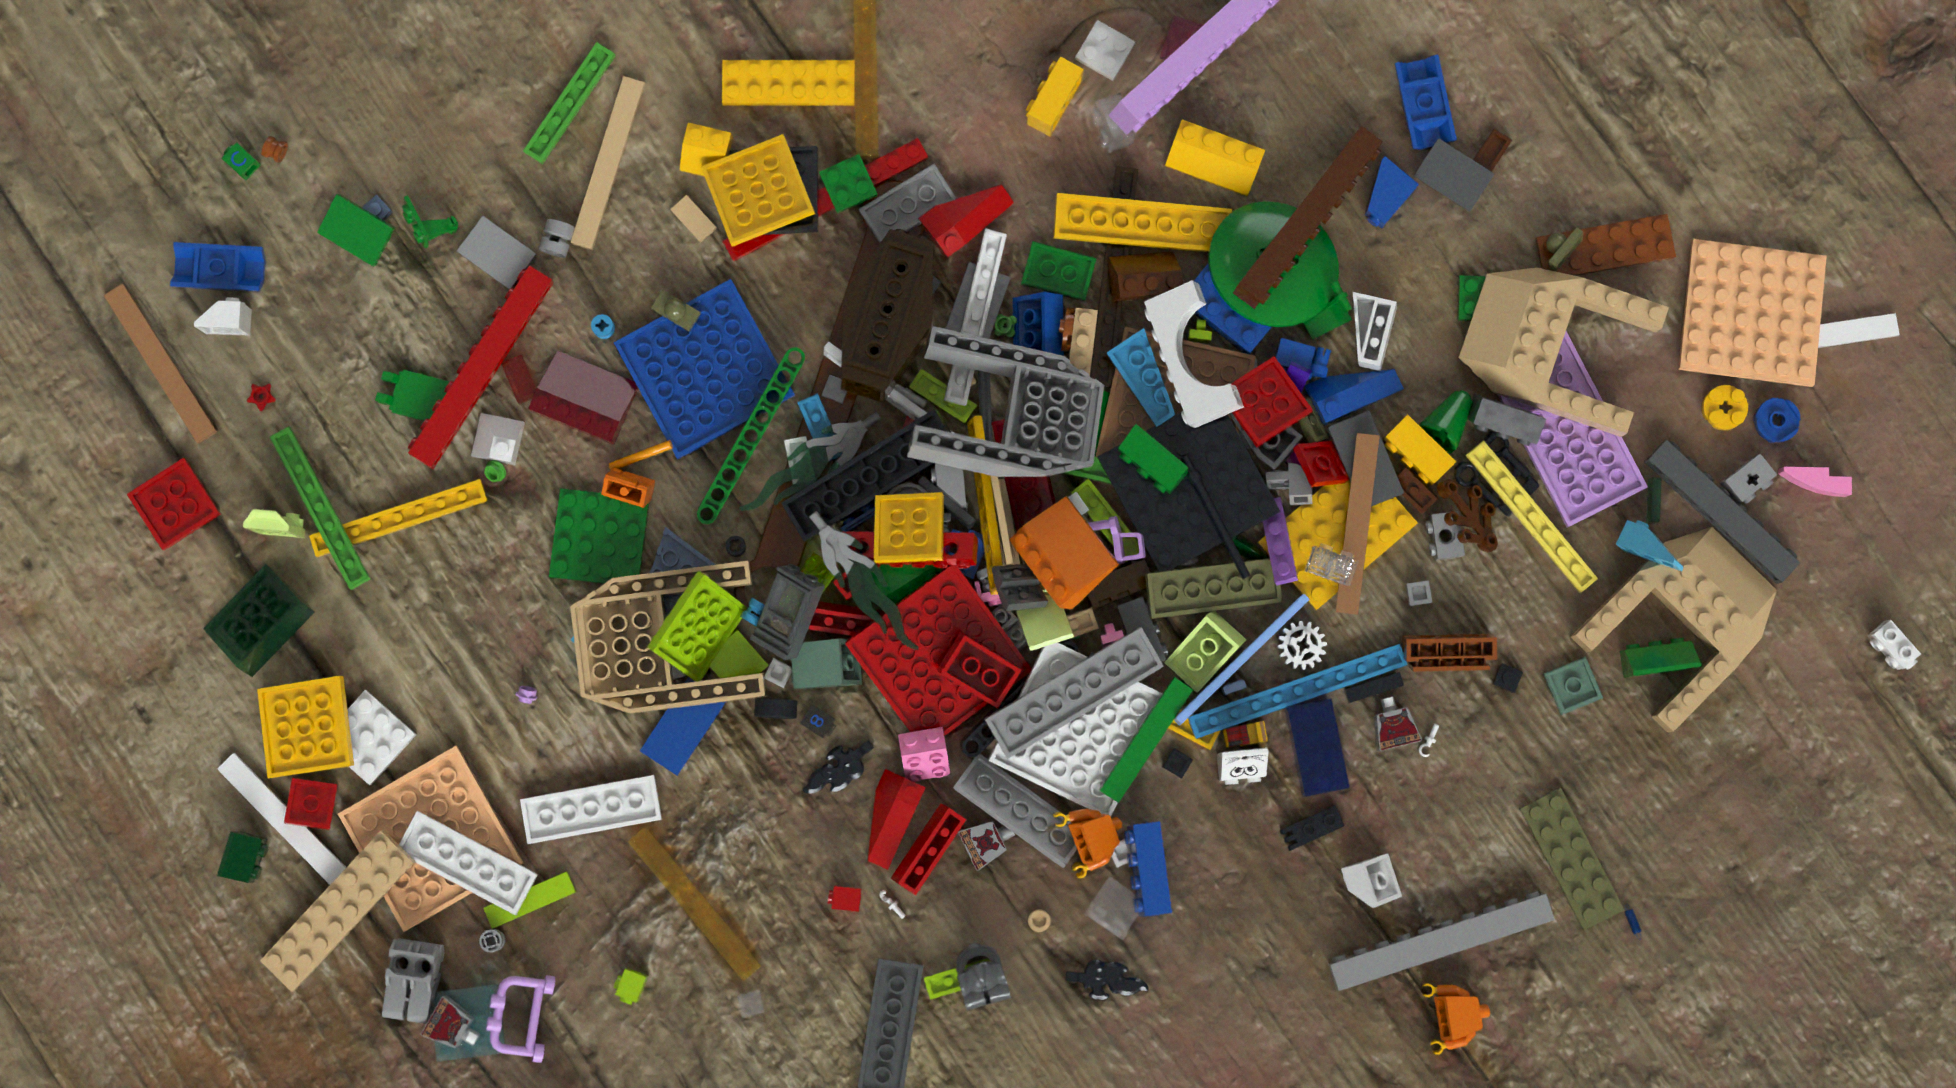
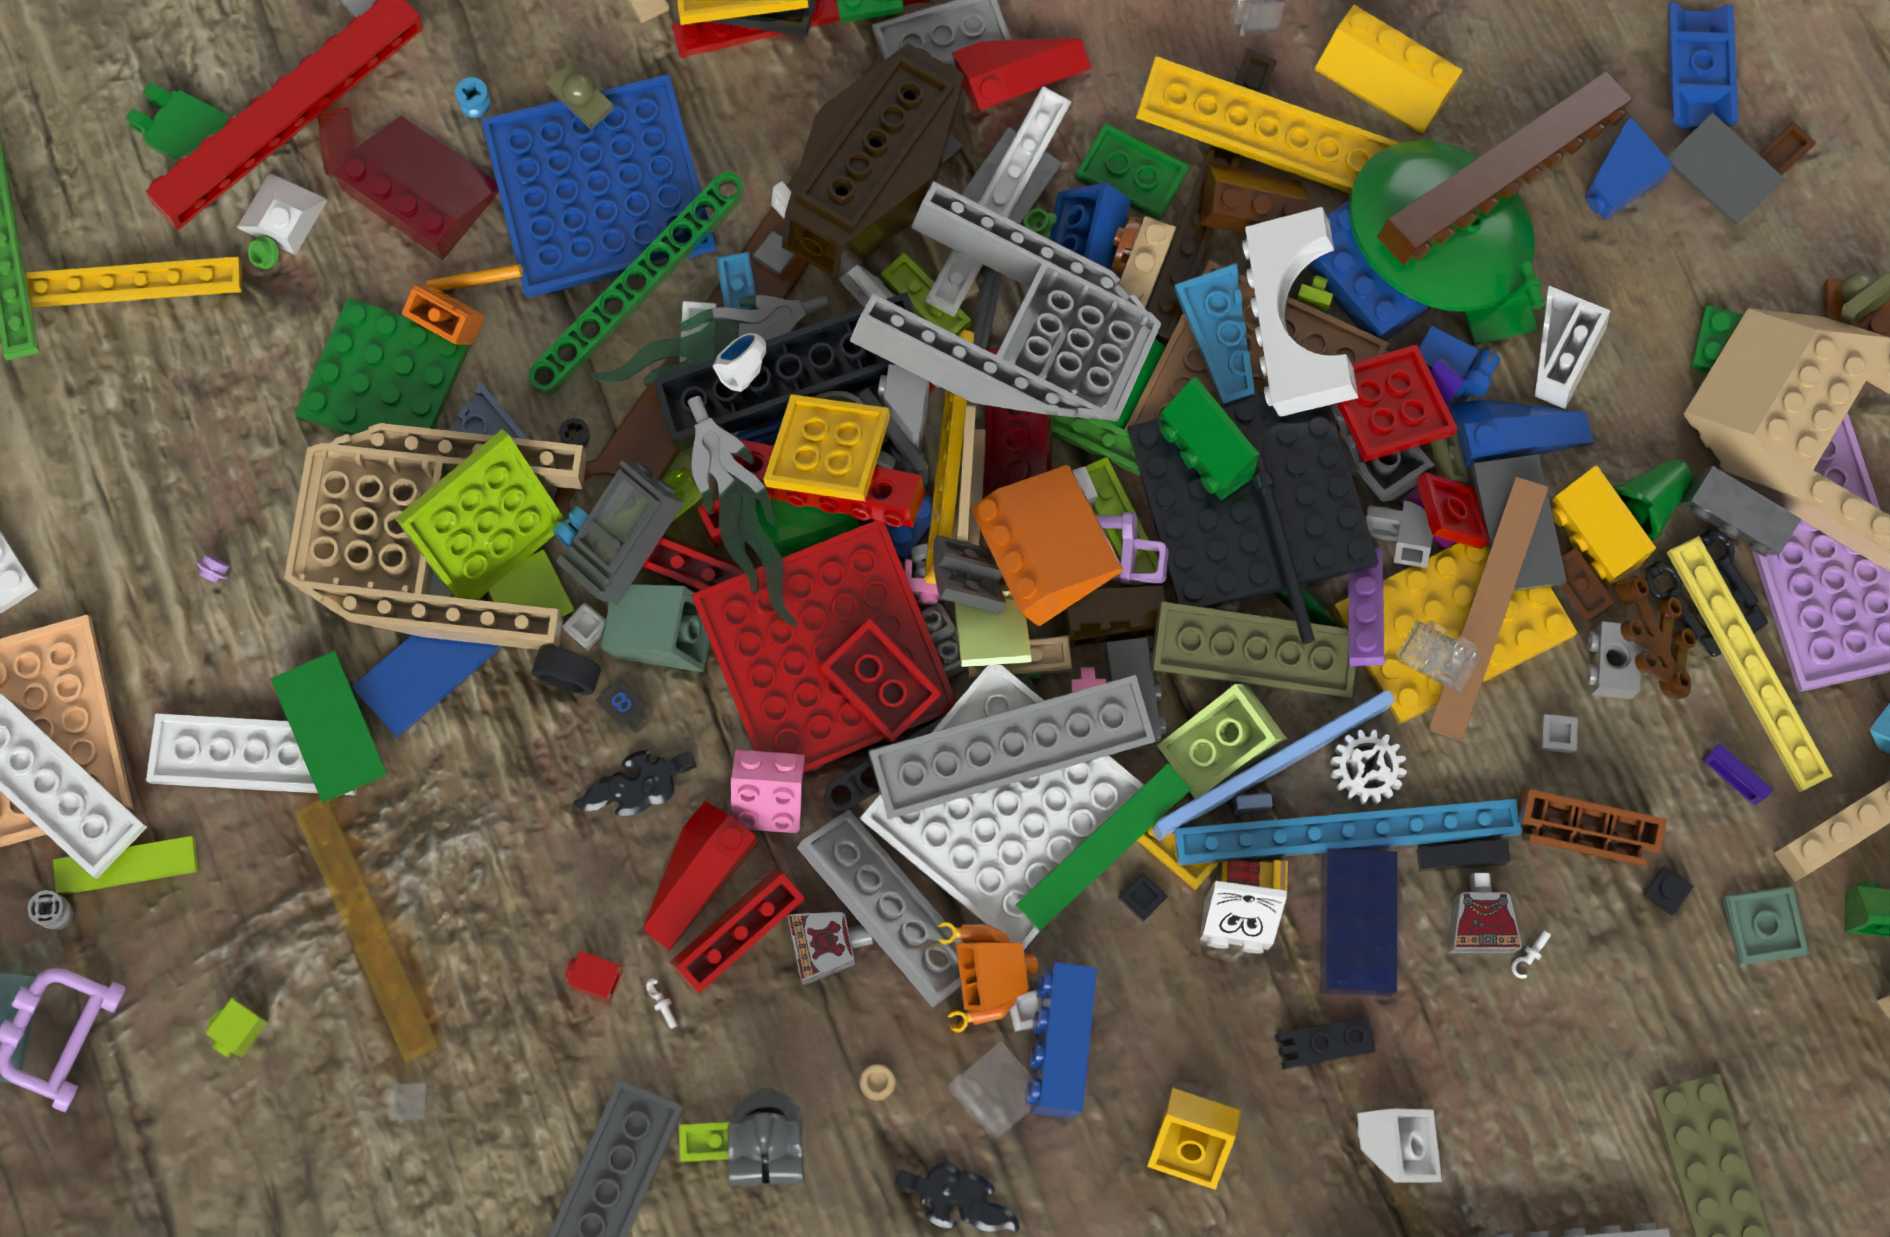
camera: 10 degrees right, 10 degrees down
(634, 781) = (329, 727): none -> green tile
(837, 481) = (740, 361): none -> white rock
(1243, 907) = (1194, 1138): none -> yellow slope
(1537, 593) = (1737, 774): none -> dark purple tile

